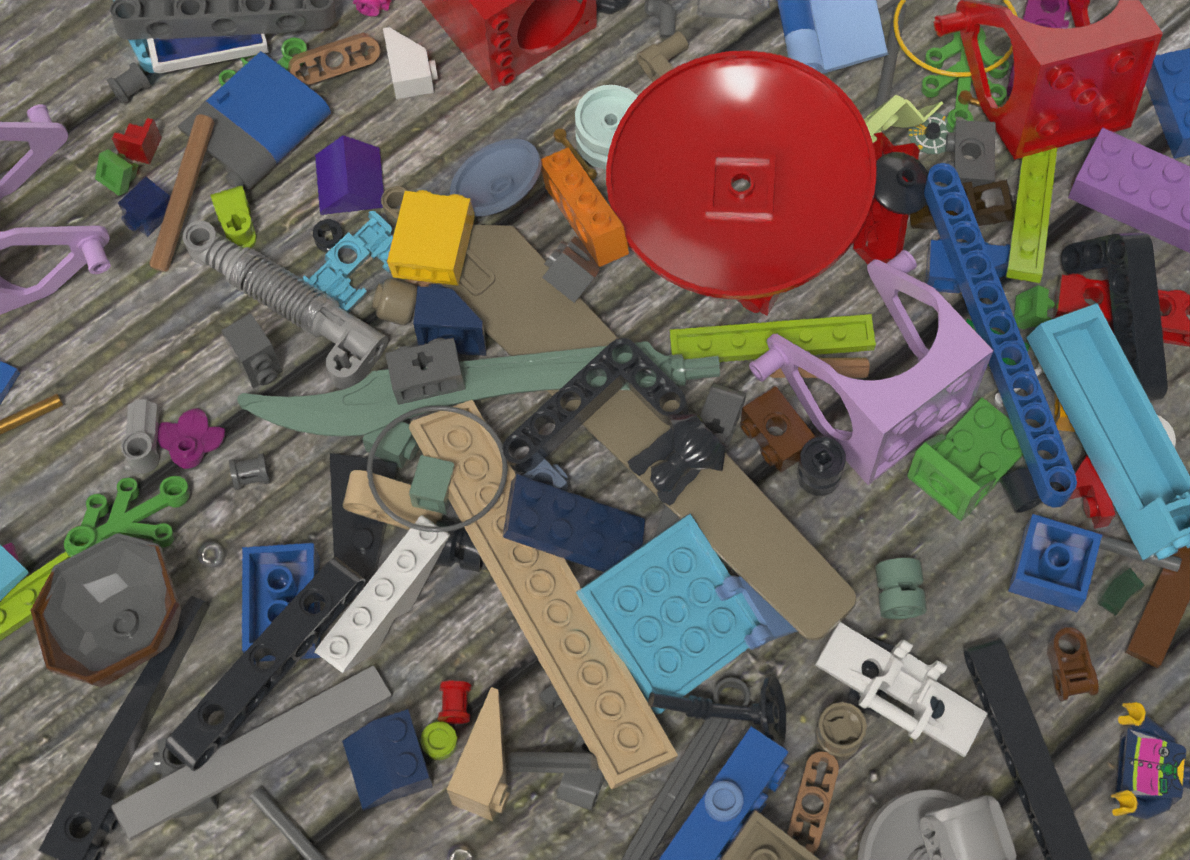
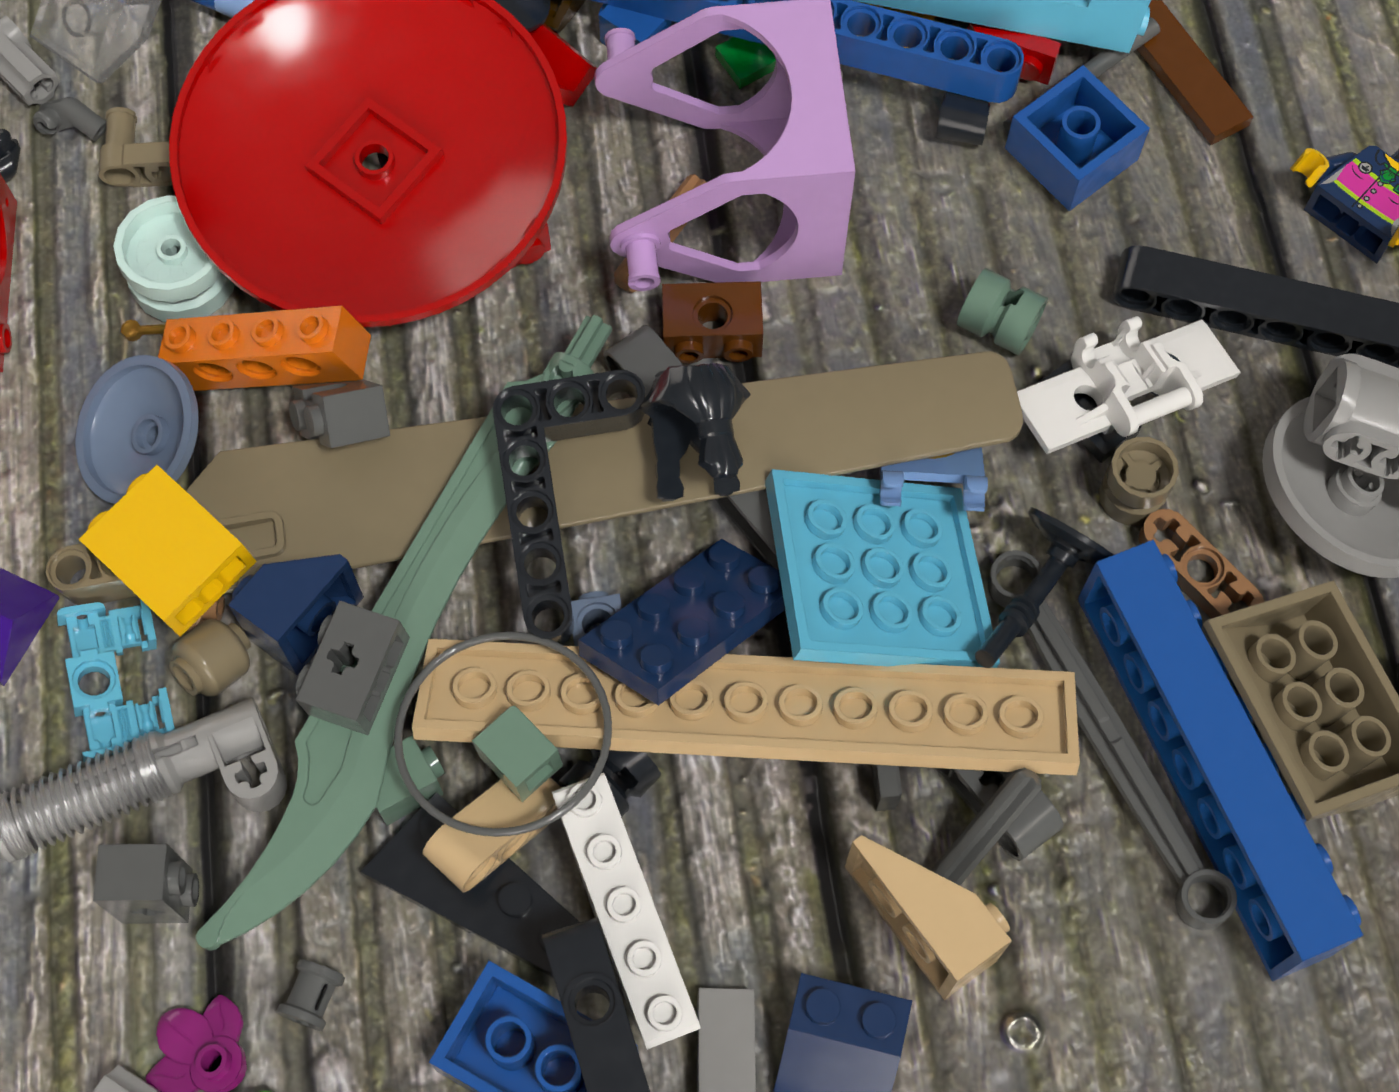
camera: 60 degrees left, 0 degrees up
(324, 226) = (39, 678): black bush -> none
(438, 740) = (851, 962): lime tile -> none
(454, 702) = (815, 912): red bush -> none
(723, 801) = (1177, 648): medium blue tile -> none
(750, 340) = (588, 260): lime plate -> none
(821, 466) = (794, 301): black wheel -> none
(967, 461) = (896, 154): bright green bracket -> none
(1072, 672) = (1201, 200): reddish brown piece -> none
(1120, 591) = (1143, 98): clear green piece -> none

